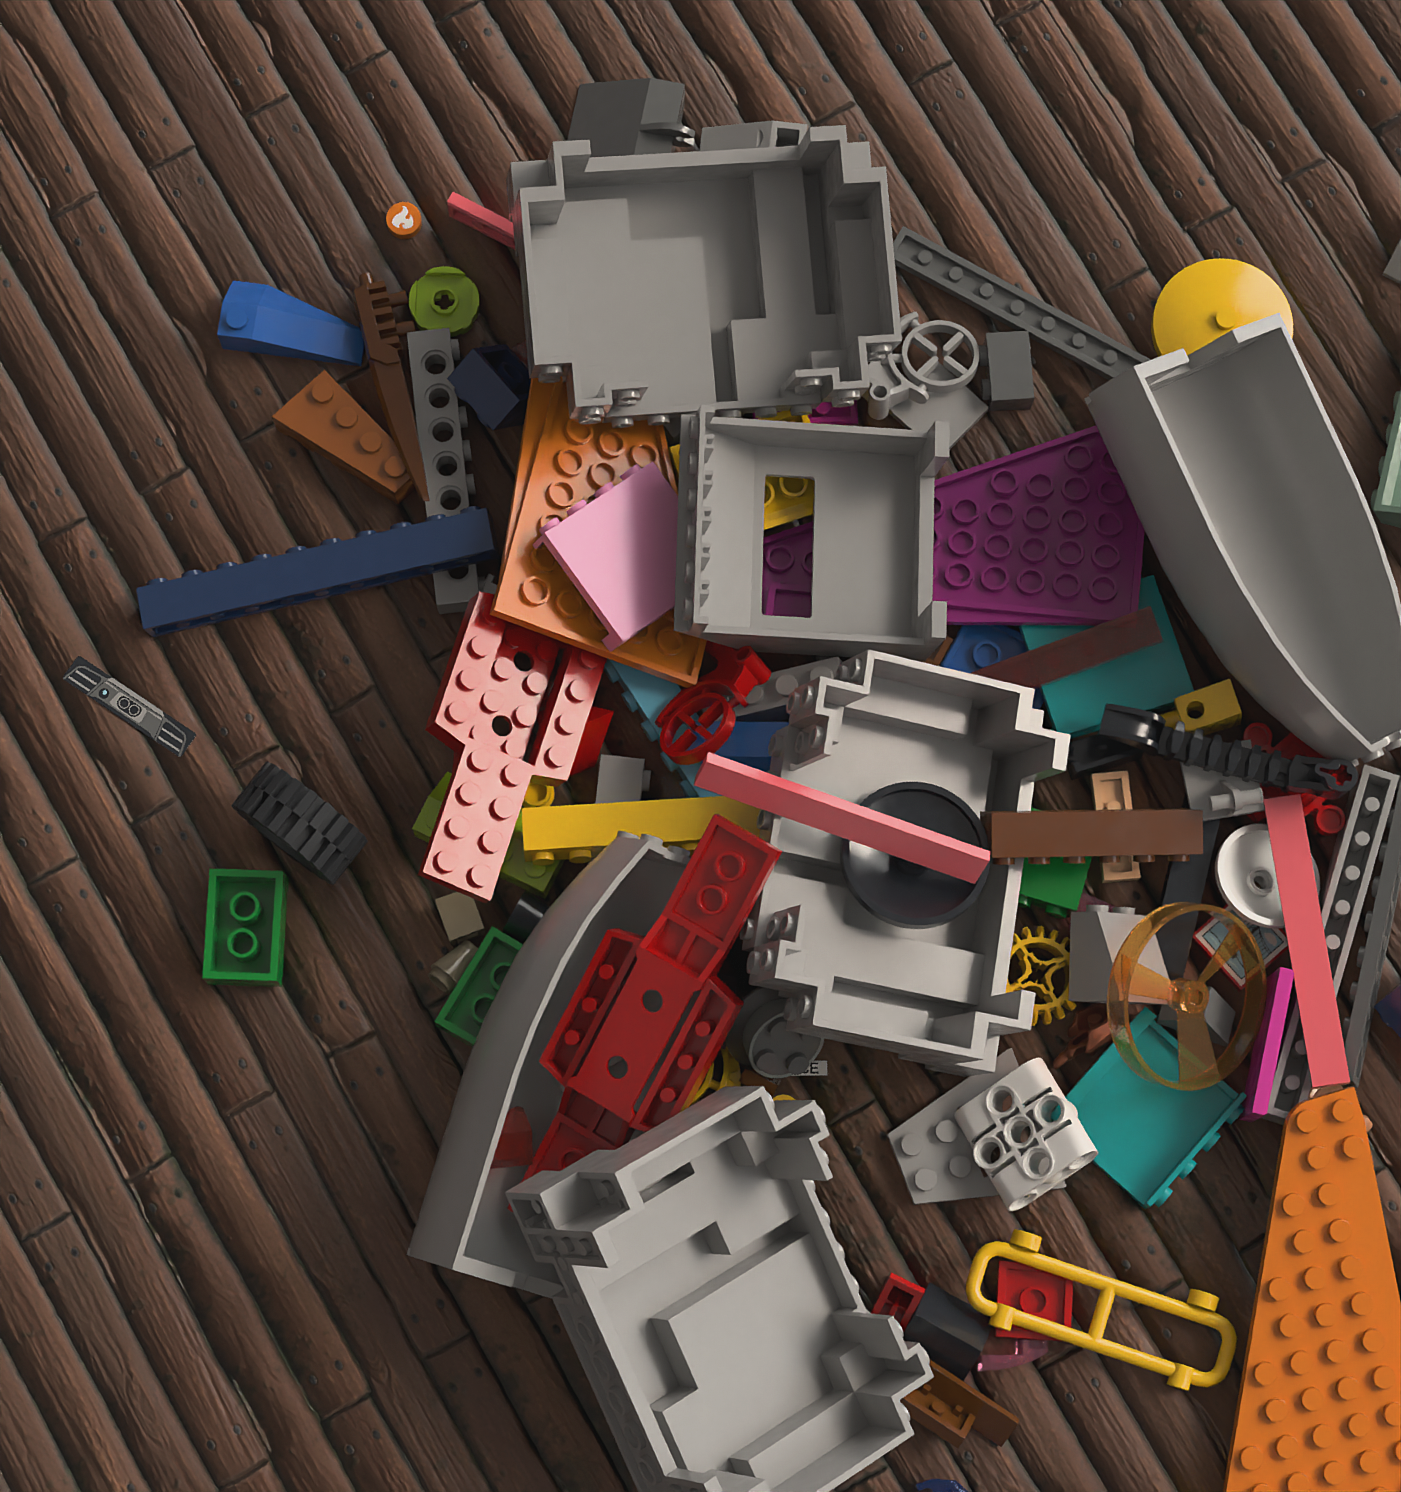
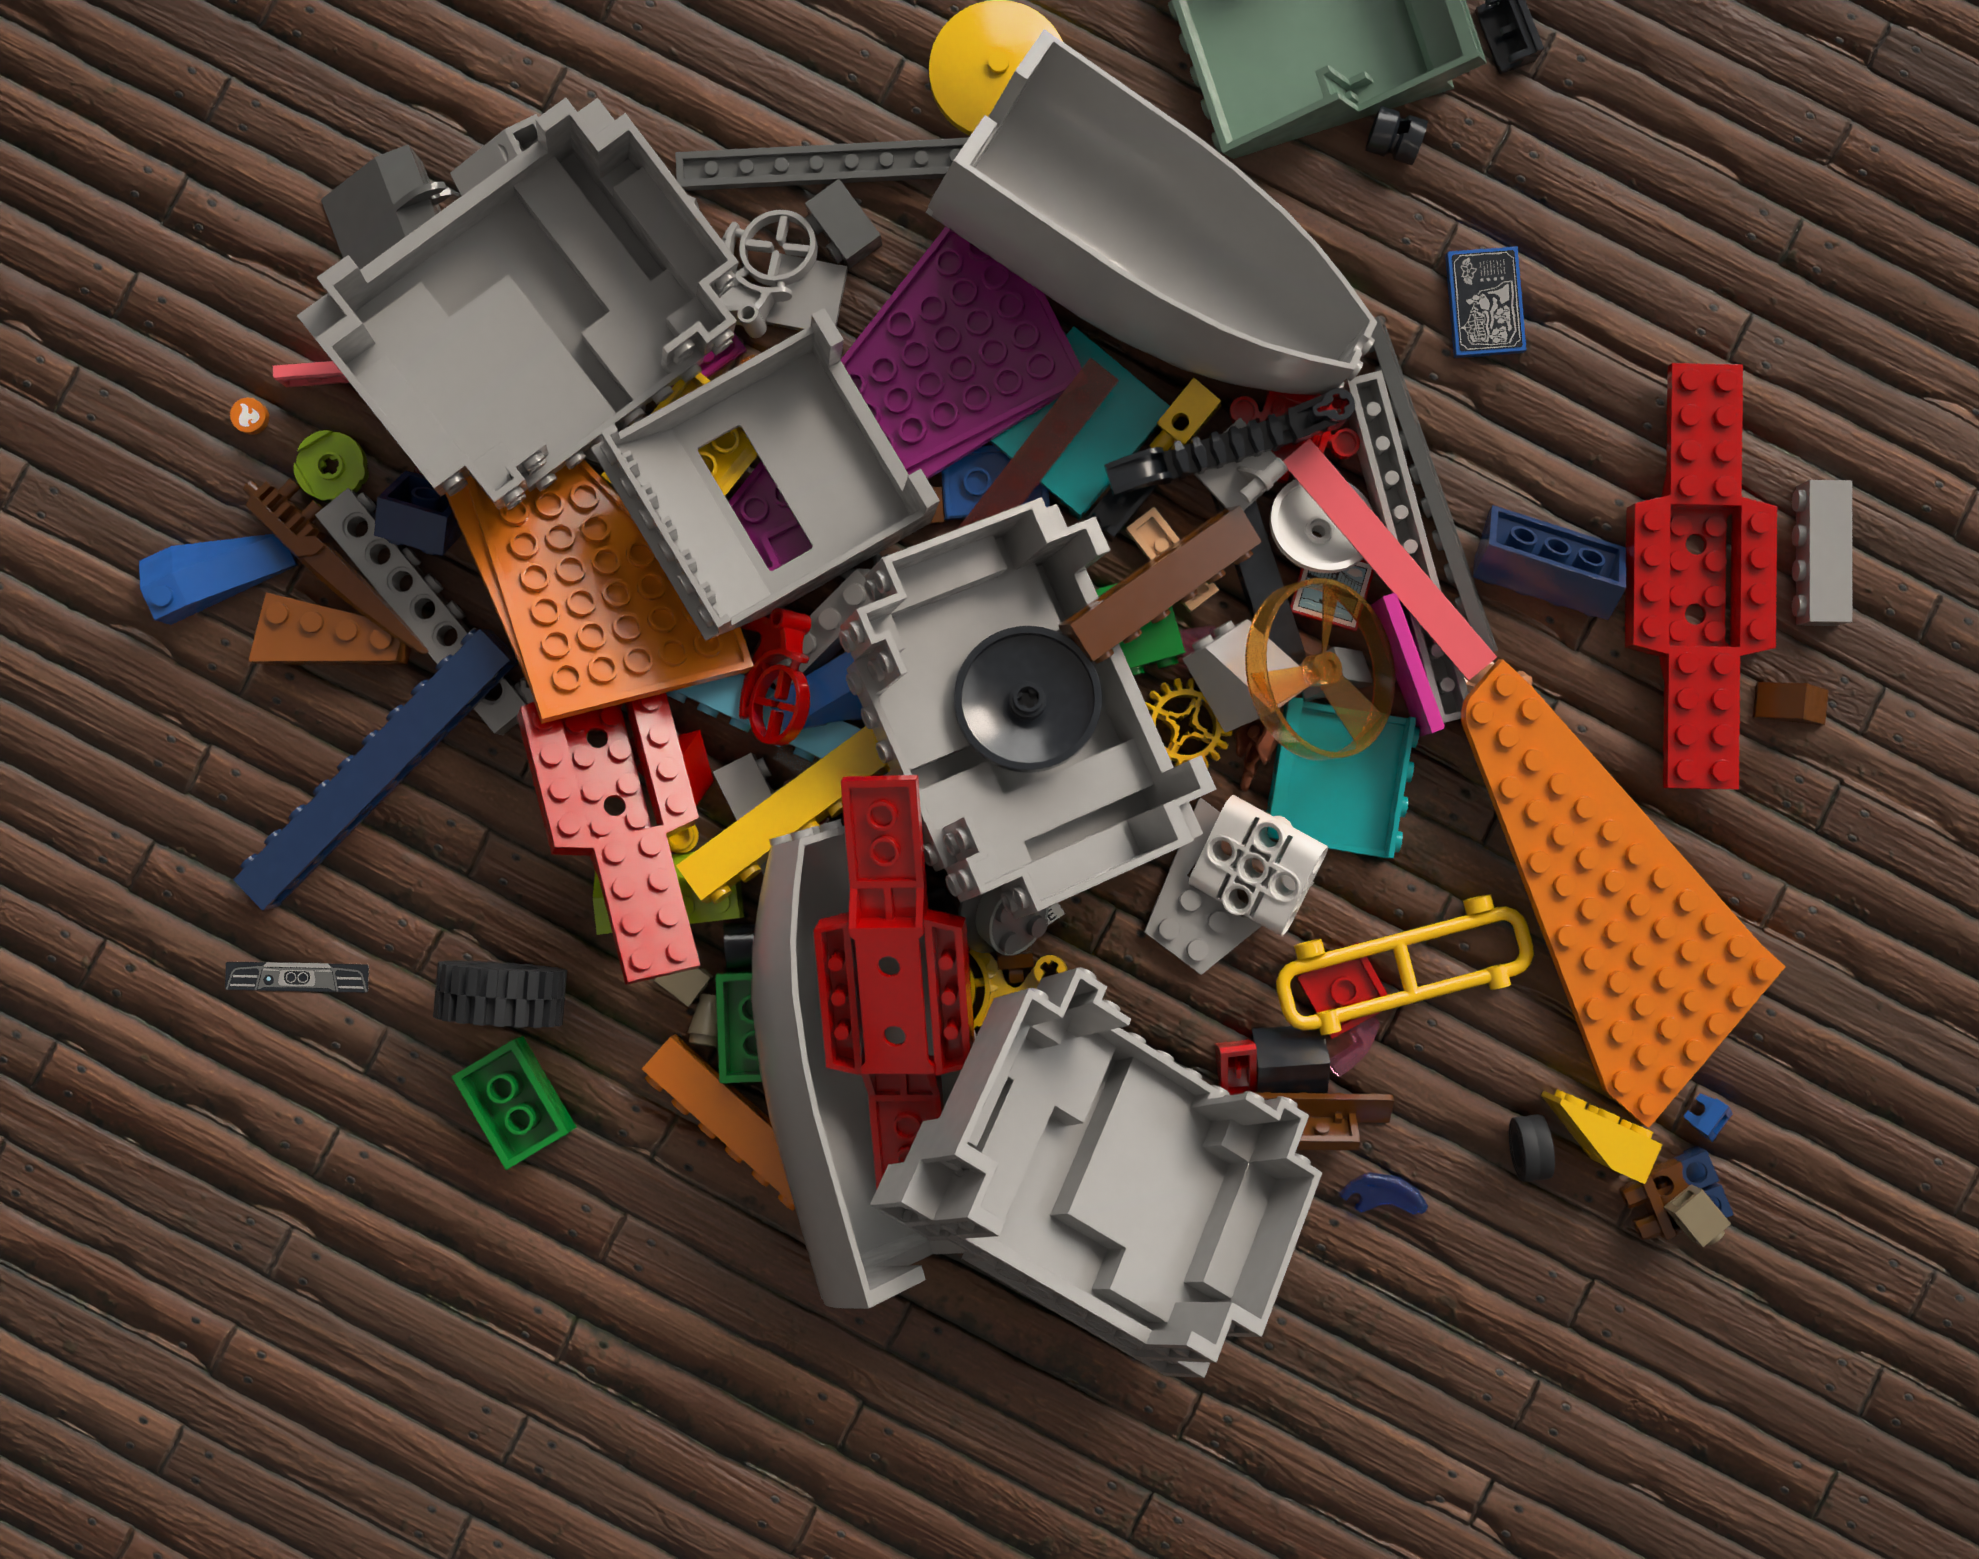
camera: 30 degrees left, 10 degrees up
(416, 1054) = (721, 1111): none -> orange brick
(514, 1141) = (845, 1142): clear red slope -> none
(621, 551) = (616, 596): bright pink panel -> none
(841, 818) = (947, 713): coral tile -> none

